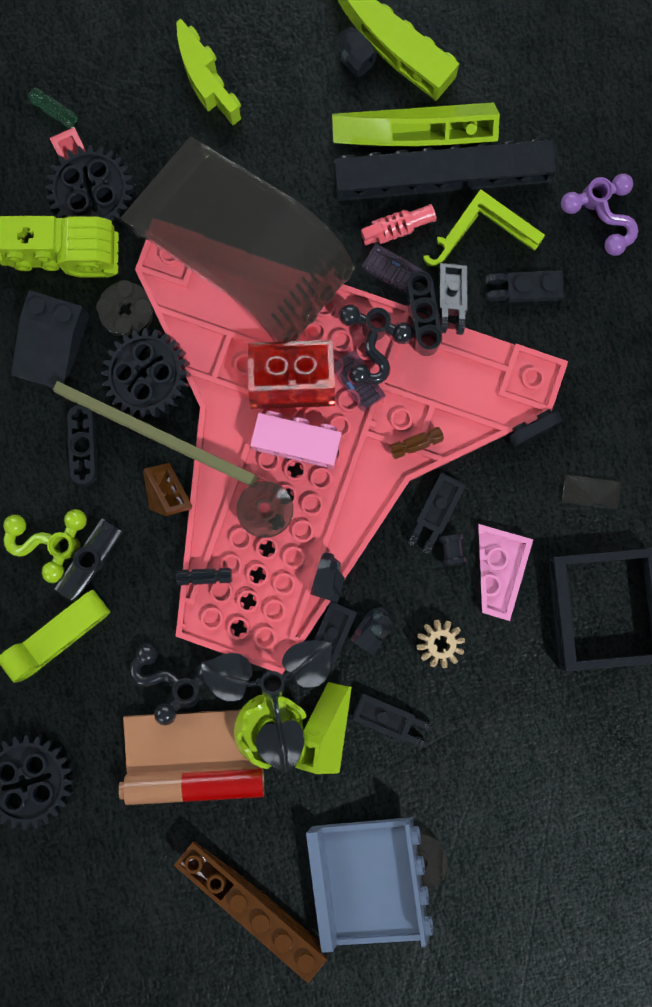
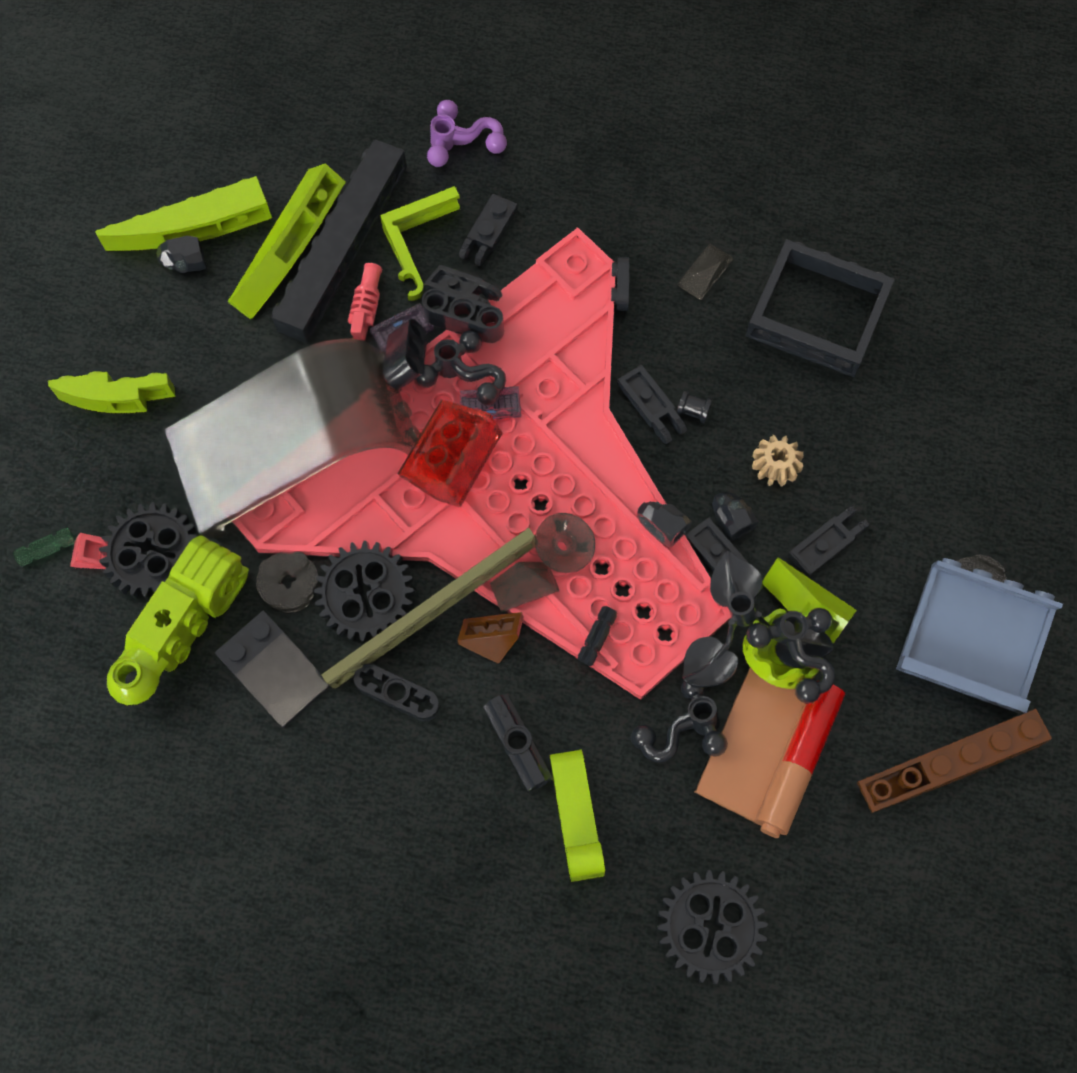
camera: 60 degrees left, 15 degrees down
(52, 571) = (508, 783): lime piece -> none
(214, 495) = (523, 584): none -> clear smoke slope
(296, 439) = (515, 482): bright pink brick -> none
(300, 749) = (817, 620): none -> black piece
(357, 287) = (405, 354): none -> black beam
(416, 442) = (578, 383): reddish brown axle -> none
(502, 568) = (736, 375): bright pink wing -> none

